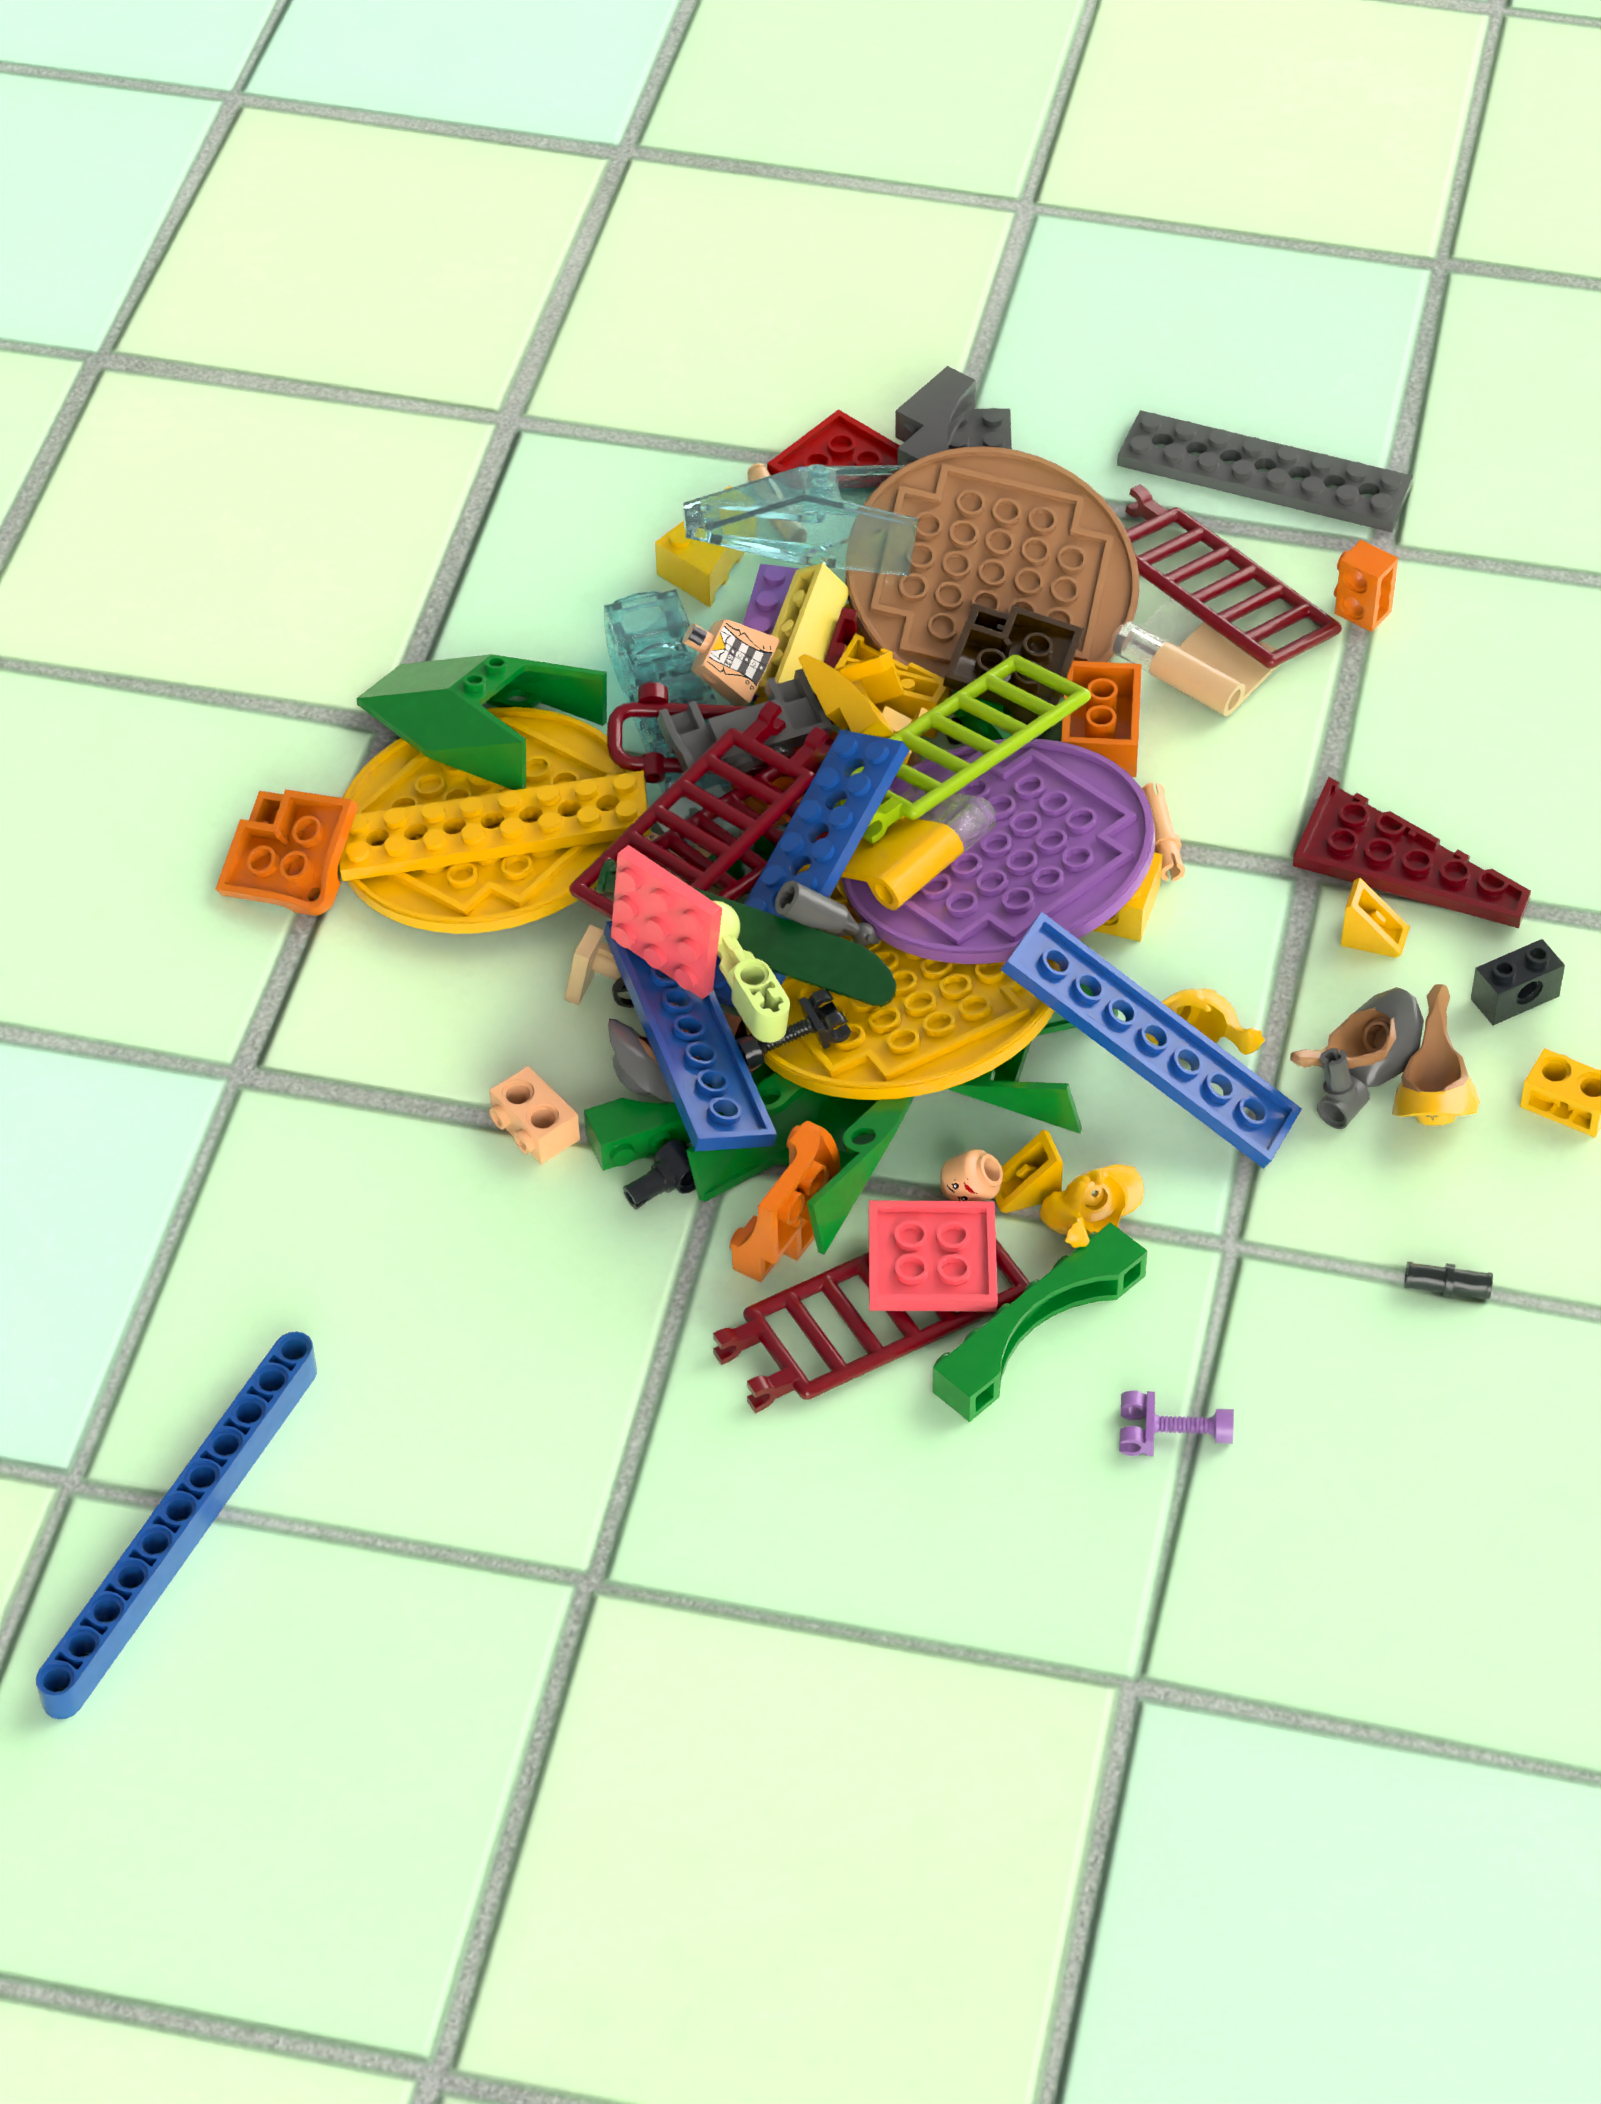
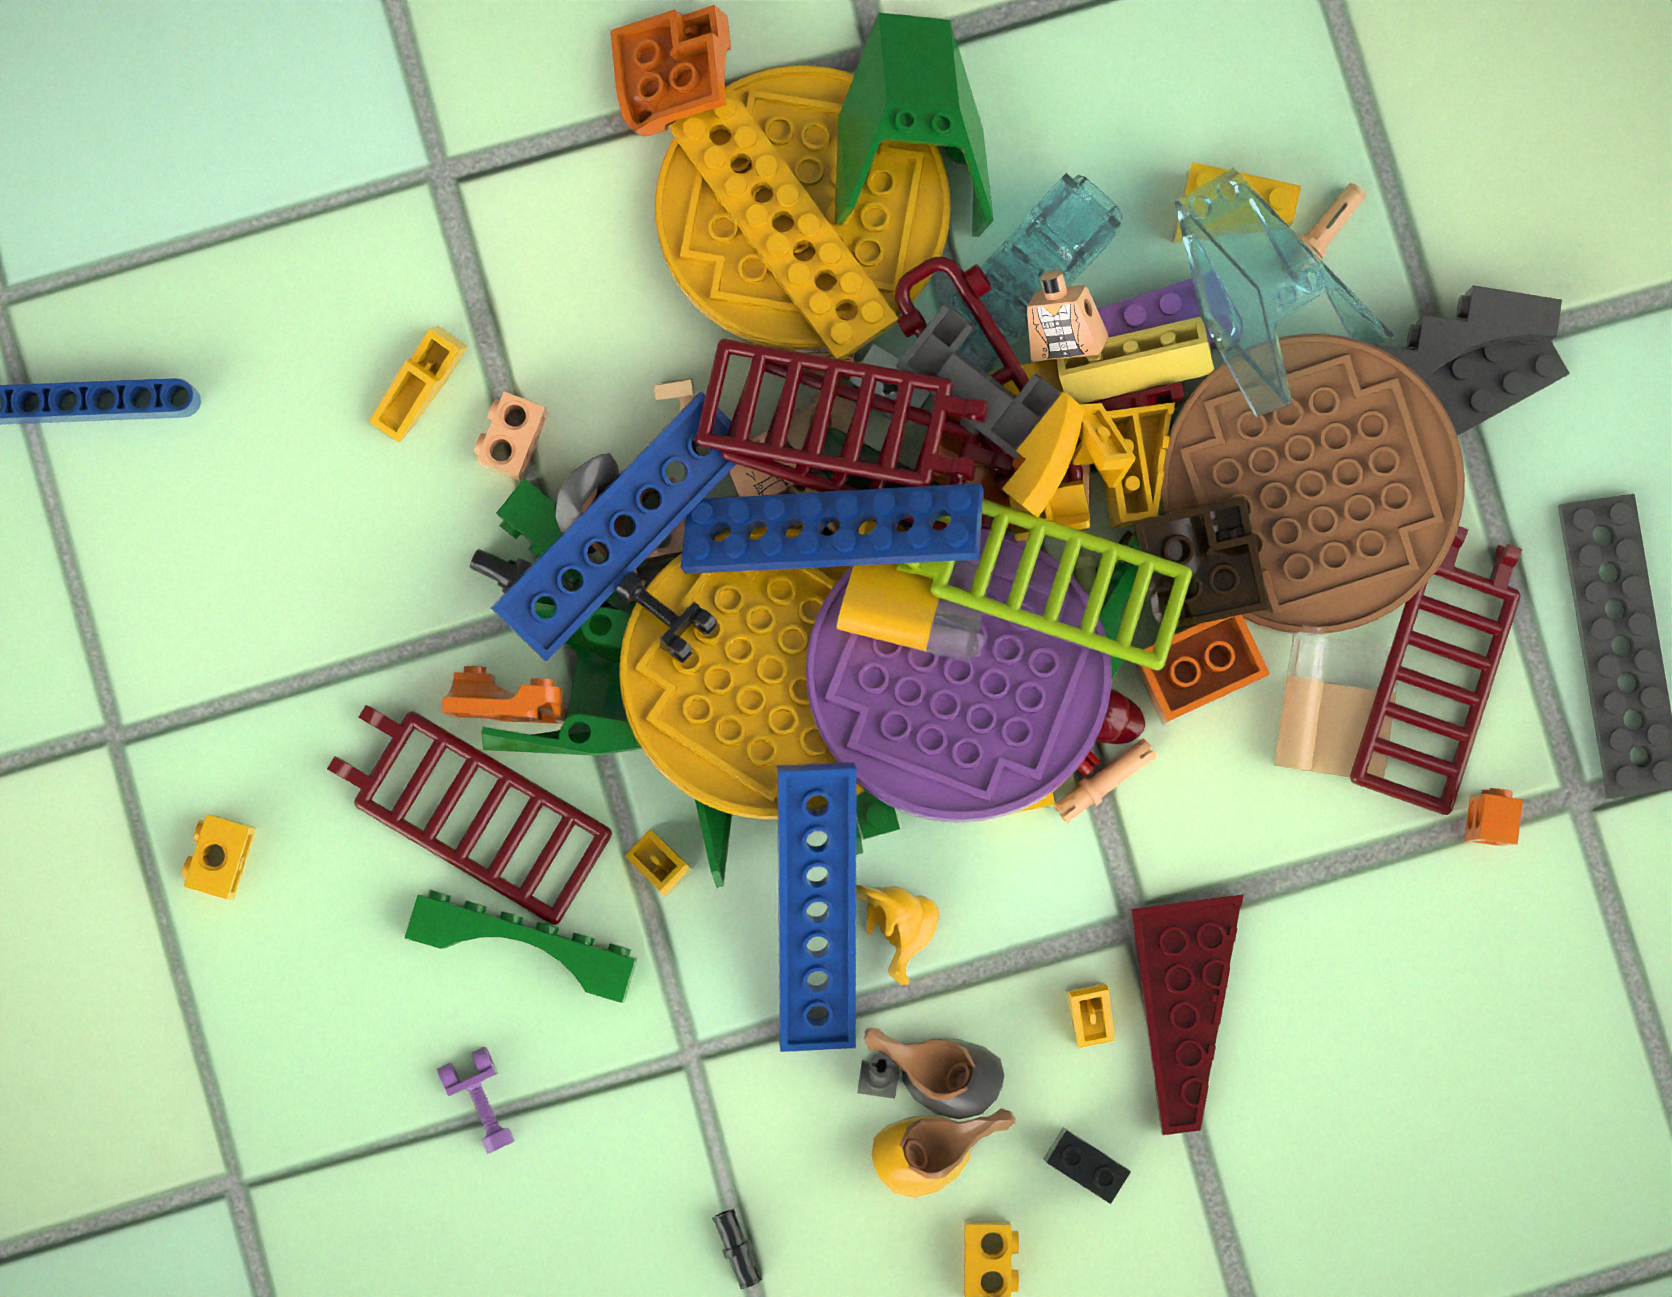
camera: 60 degrees right, 35 degrees up
(427, 1165) = (418, 383): none -> yellow slope
(665, 922) = (680, 457): coral plate -> none
(751, 983) = (710, 499): yellowish green beam -> none
(775, 1511) = (234, 840): none -> yellow brick
(800, 950) = (731, 534): dark green piece -> none
(821, 913) = (782, 575): dark grey wheel -> none
(837, 442) = (1417, 253): red plate -> none
(932, 1256) = (530, 834): coral plate -> none
(971, 1176) = (628, 821): light nougat head -> none
(1080, 1212) = (648, 928): yellow piece -> none

